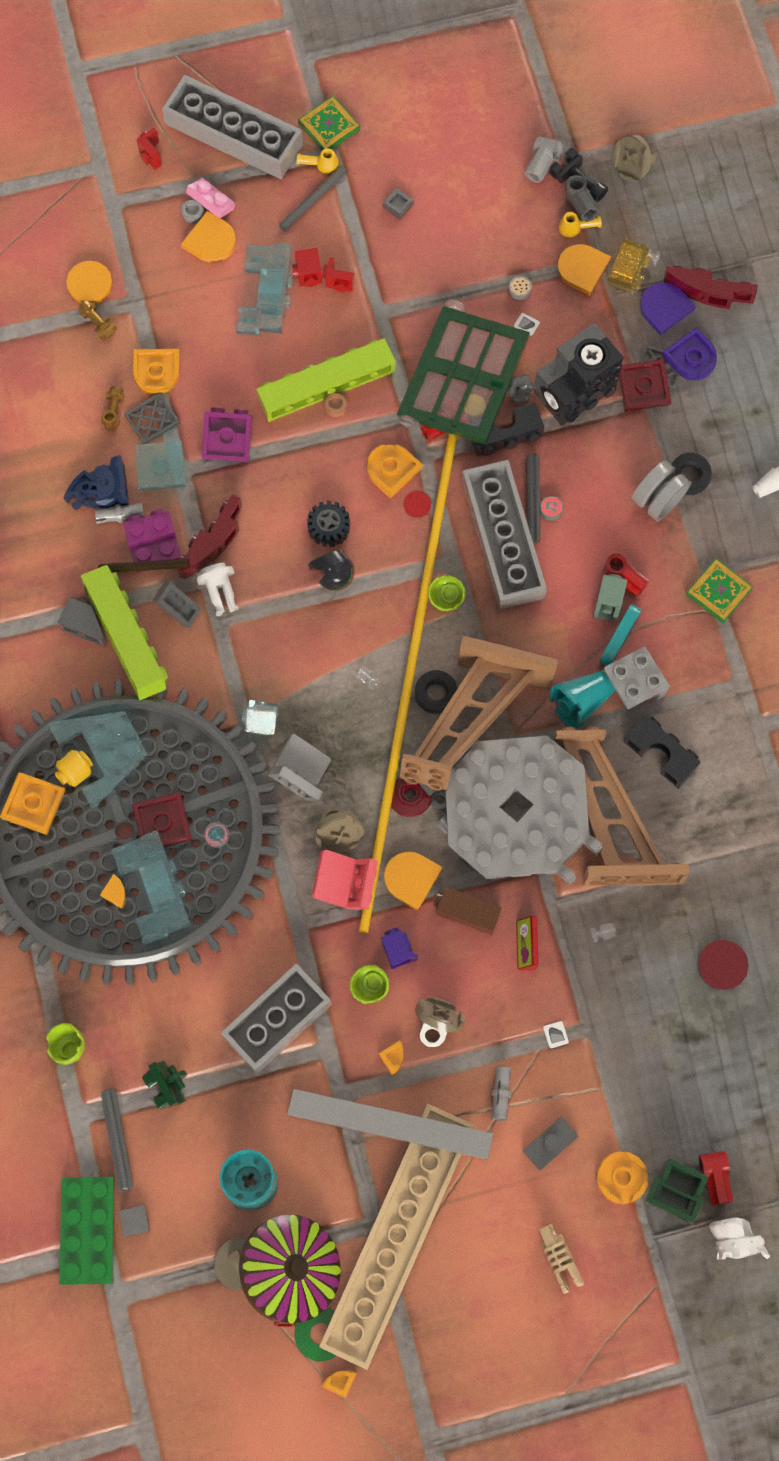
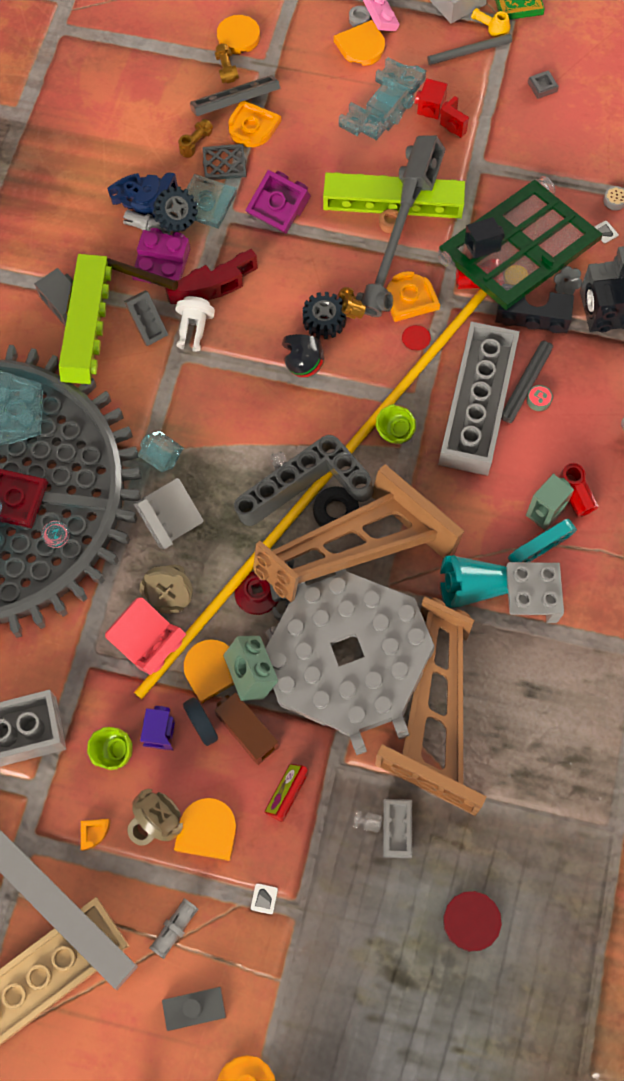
camera: 30 degrees right, 5 degrees down
(124, 348) = (234, 95): none -> dark grey tile
(151, 490) = (182, 205): none -> black wheel
(343, 354) = (418, 175): none -> dark grey bar
(351, 507) = (351, 307): none -> pearl gold bar
(396, 678) = (303, 478): none -> dark grey beam
(430, 924) = (200, 721): none -> black bush
(434, 388) = (484, 237): none -> black brick
(446, 860) = (250, 668): none -> sand green brick
(483, 1006) = (207, 830): none -> light orange tile
(629, 925) = (397, 828): none -> light grey plate
(649, 735) = (518, 651): black arch -> none

